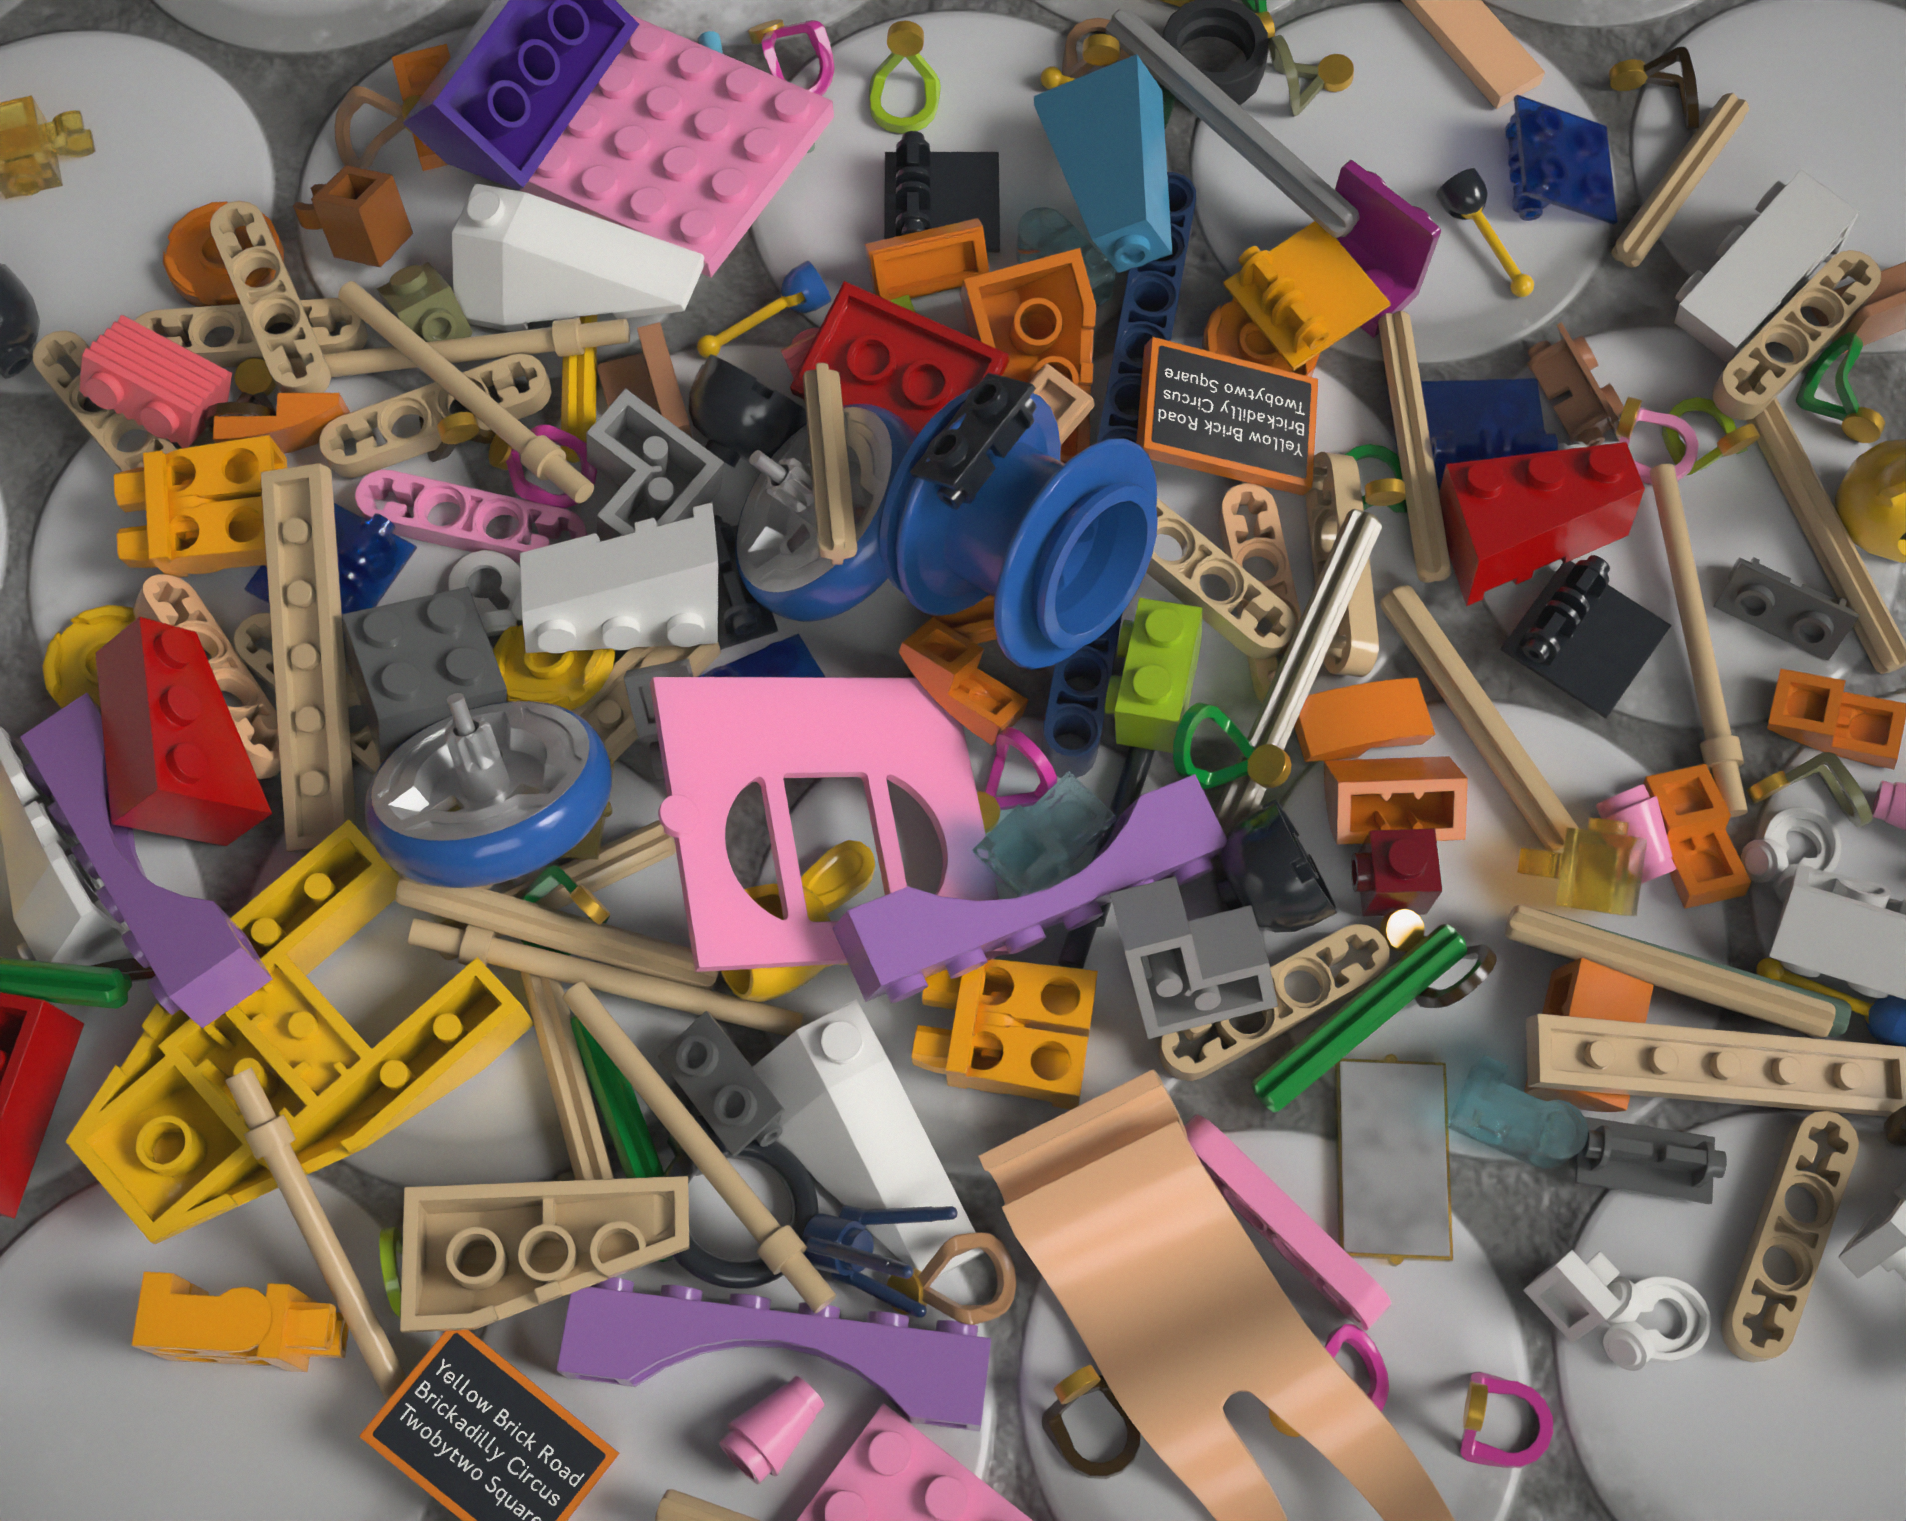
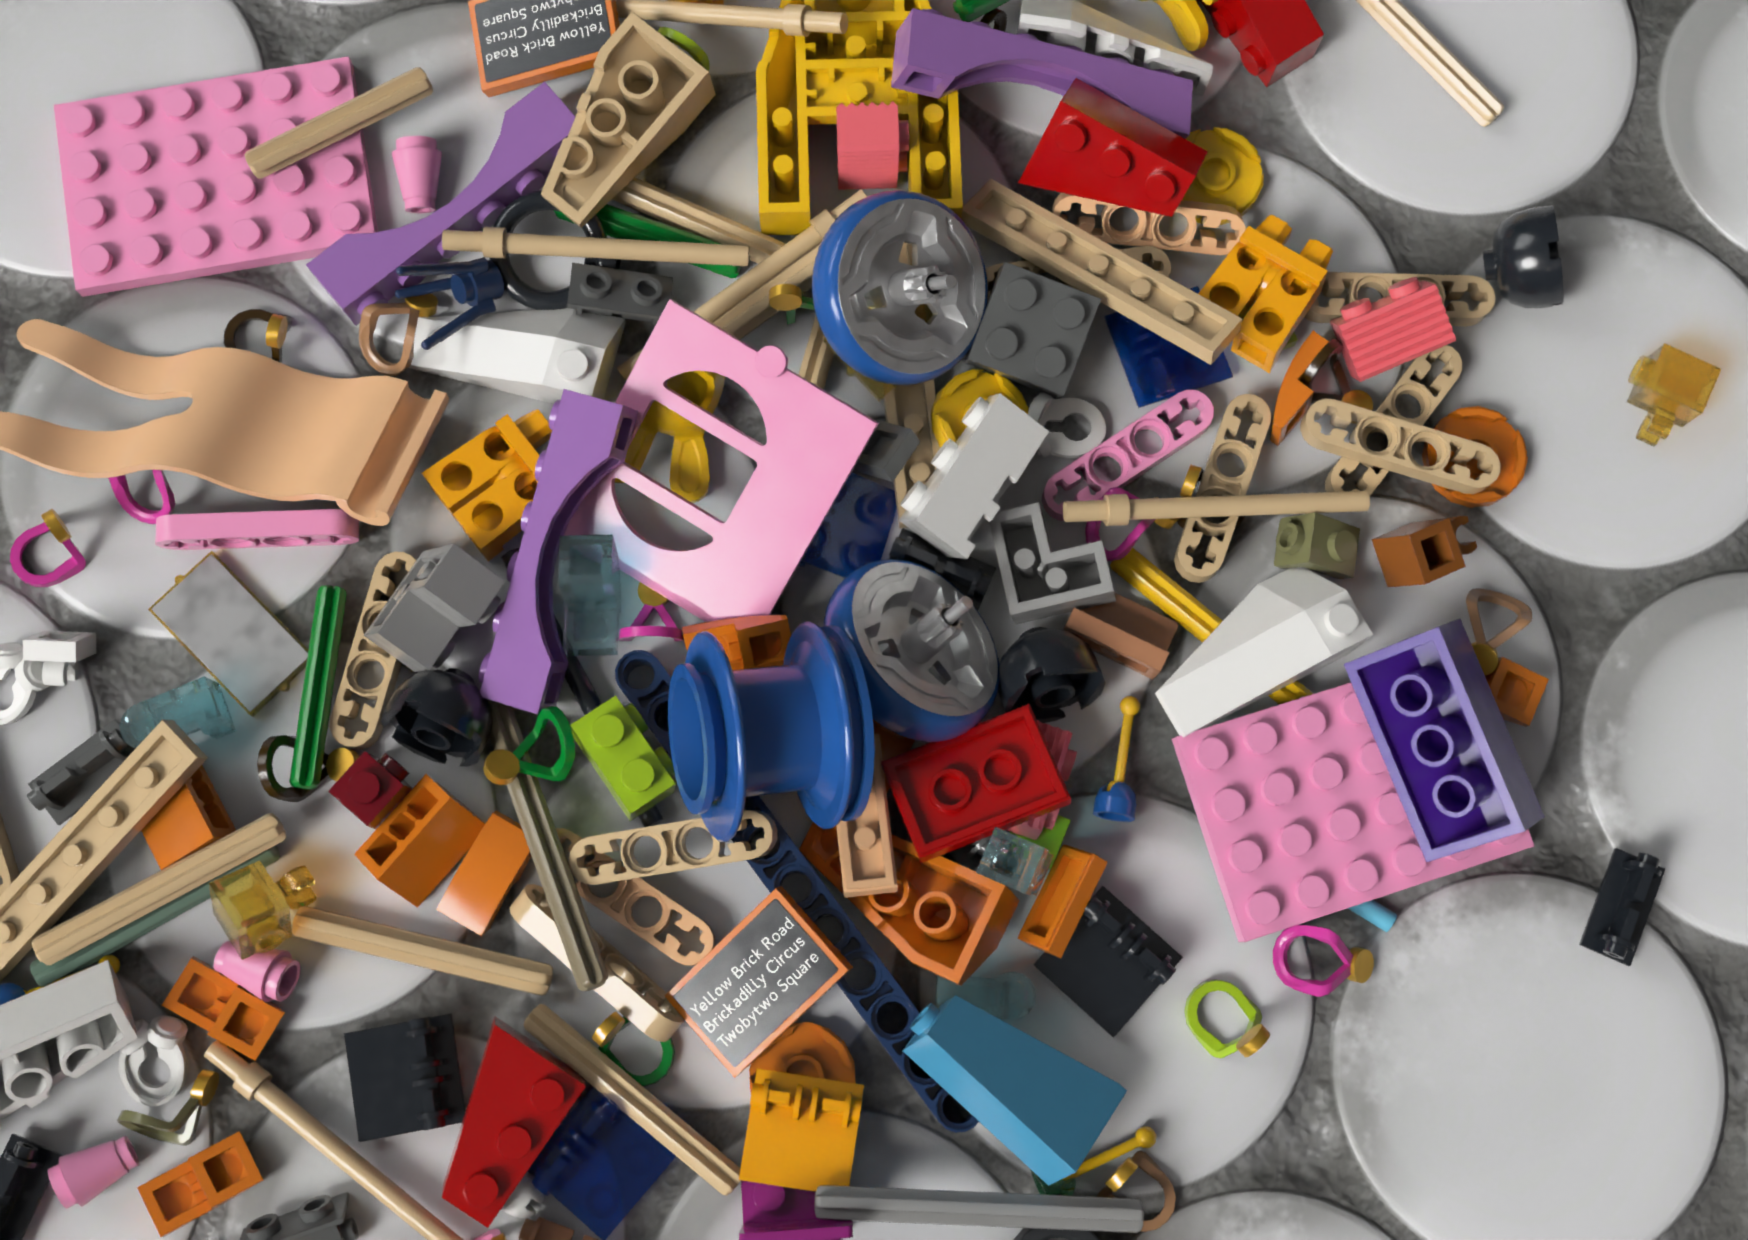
camera: 130 degrees right, 10 degrees up
(352, 973) = (870, 146): none -> coral brick
(565, 337) = (1207, 604): tan bar -> none
(829, 465) = (932, 657): tan axle -> none
(939, 282) = (1015, 862): none -> clear light blue leg
(995, 418) = (830, 737): black hinge -> none

